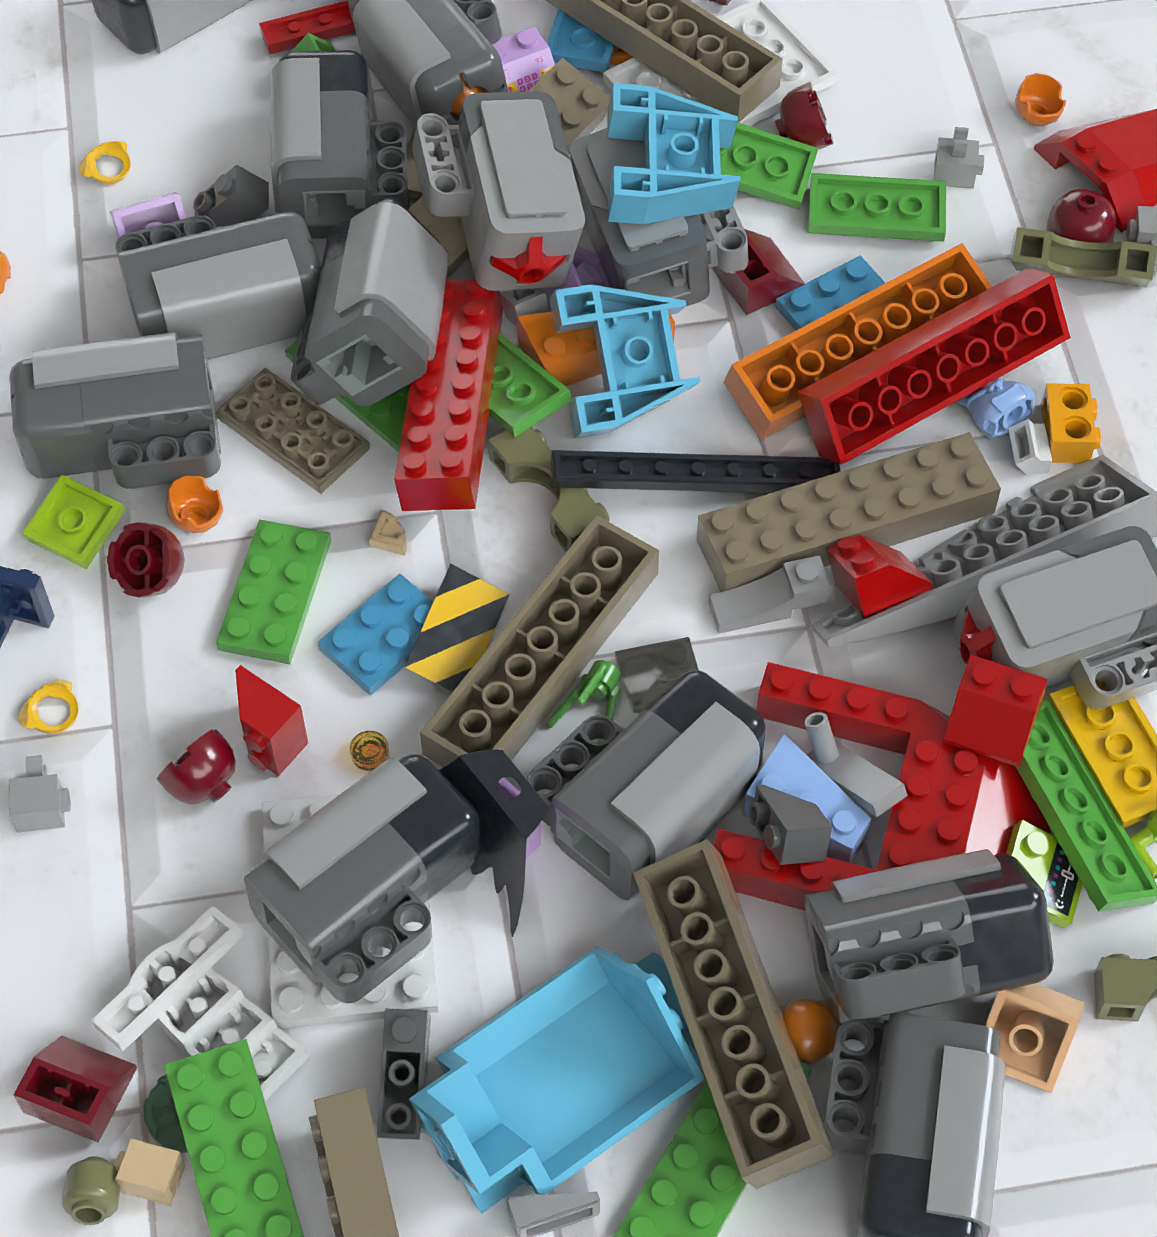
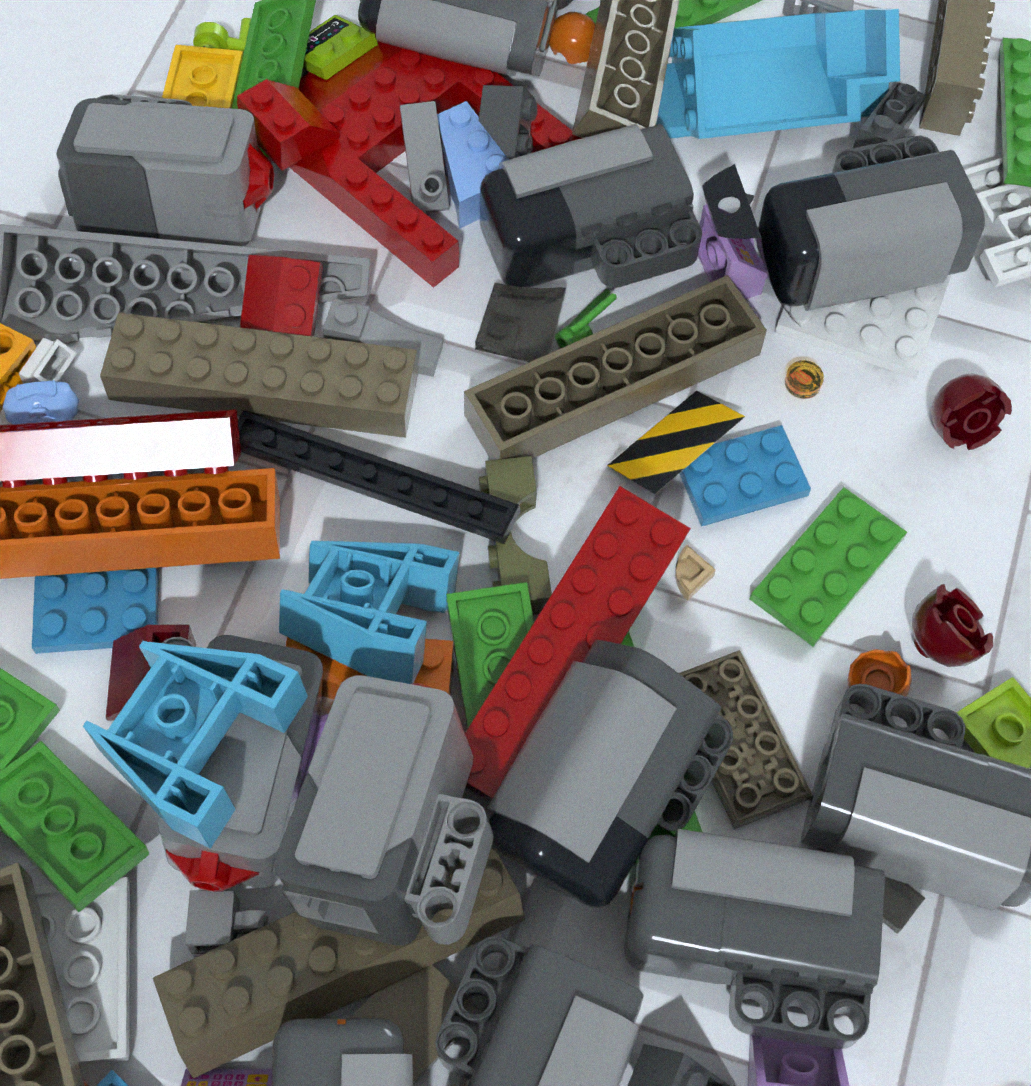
camera: 155 degrees left, 5 degrees up
(270, 723) = (893, 411): red slope -> none

